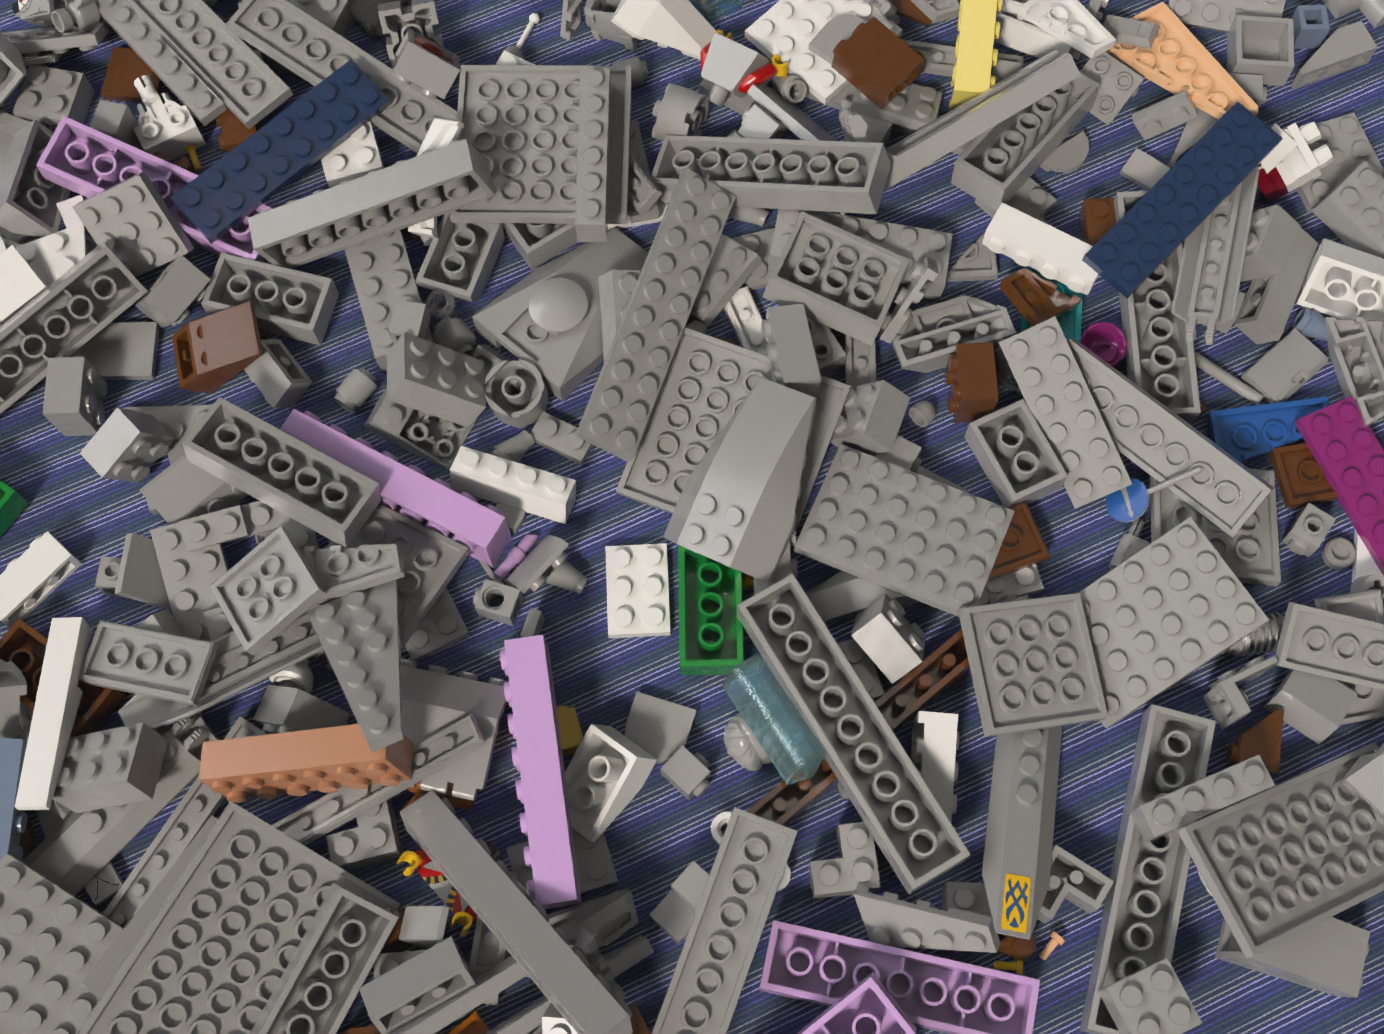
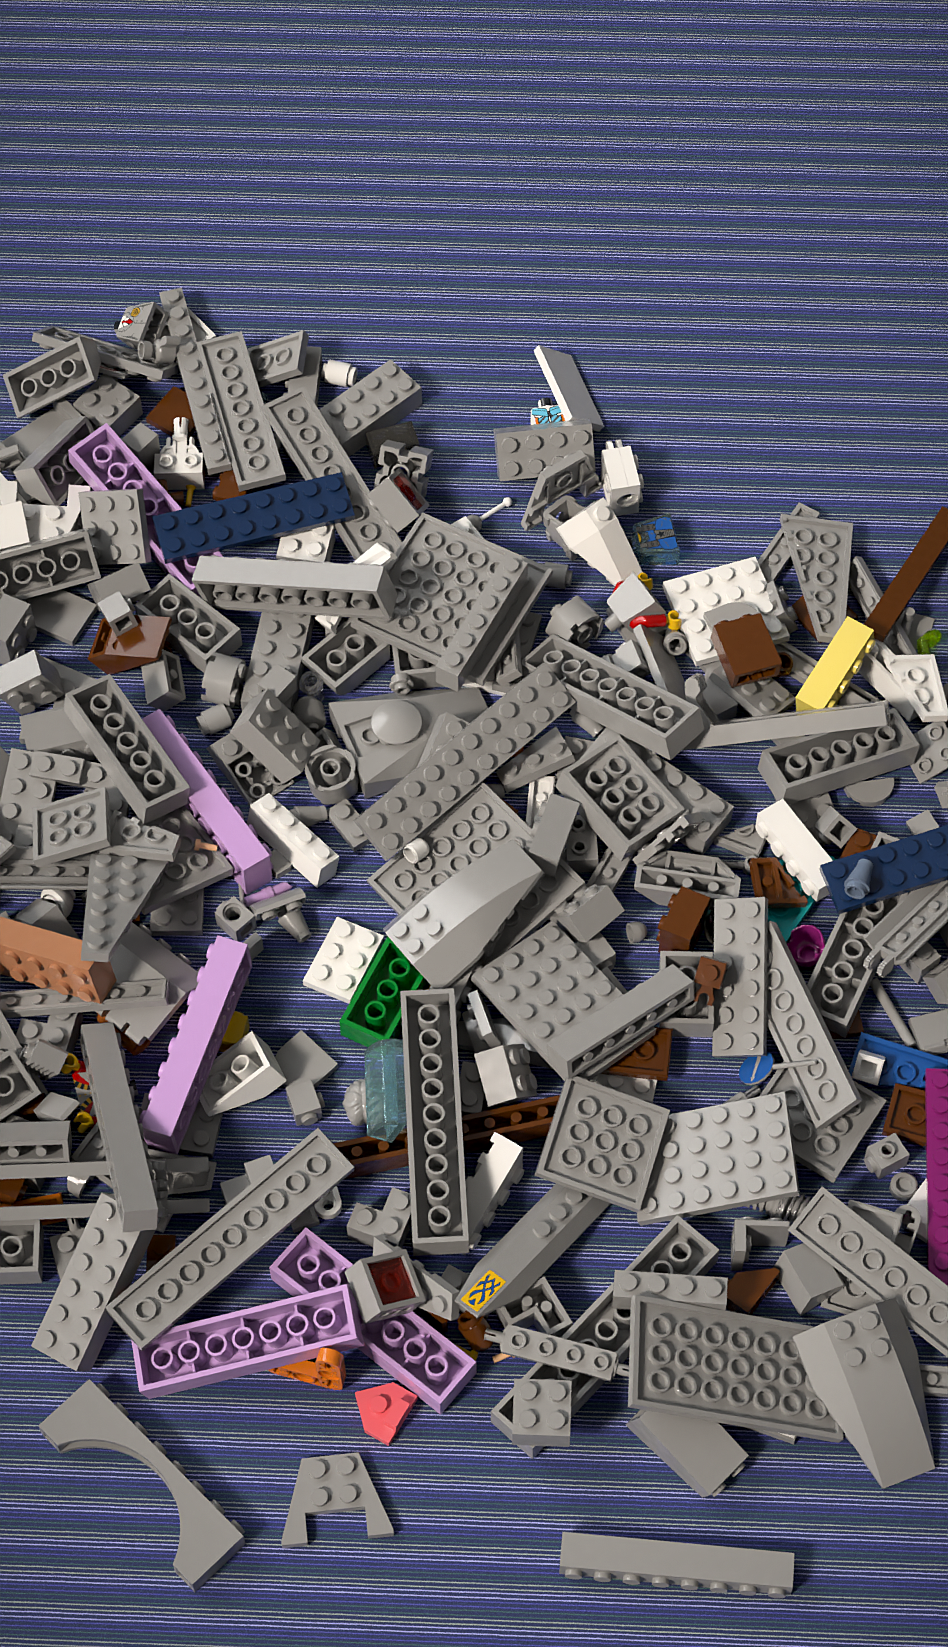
camera: 25 degrees right, 10 degrees down
(190, 322) = (118, 613): none -> light grey brick
(344, 343) = (224, 680): none -> light grey brick
(379, 876) = (43, 1058): none -> light grey brick
(417, 540) = (200, 845): none -> light nougat piece
(536, 260) = (401, 683): none -> light grey plate
(654, 431) = (416, 850): none -> white piece
(829, 597) = (480, 1024): none -> light grey bracket
(908, 953) = (385, 1286): none -> light grey piece
(983, 524) = (620, 1021): none -> light grey brick
(989, 290) = (741, 865): none -> light grey hand
(1042, 426) = (710, 975): none -> reddish brown brick
(1063, 208) = (834, 827): none -> light grey brick
(1123, 925) = (558, 1352): none -> light grey plate
(1140, 254) = (858, 882): none -> sand blue cone
(1240, 443) = (868, 1067): none -> white slope

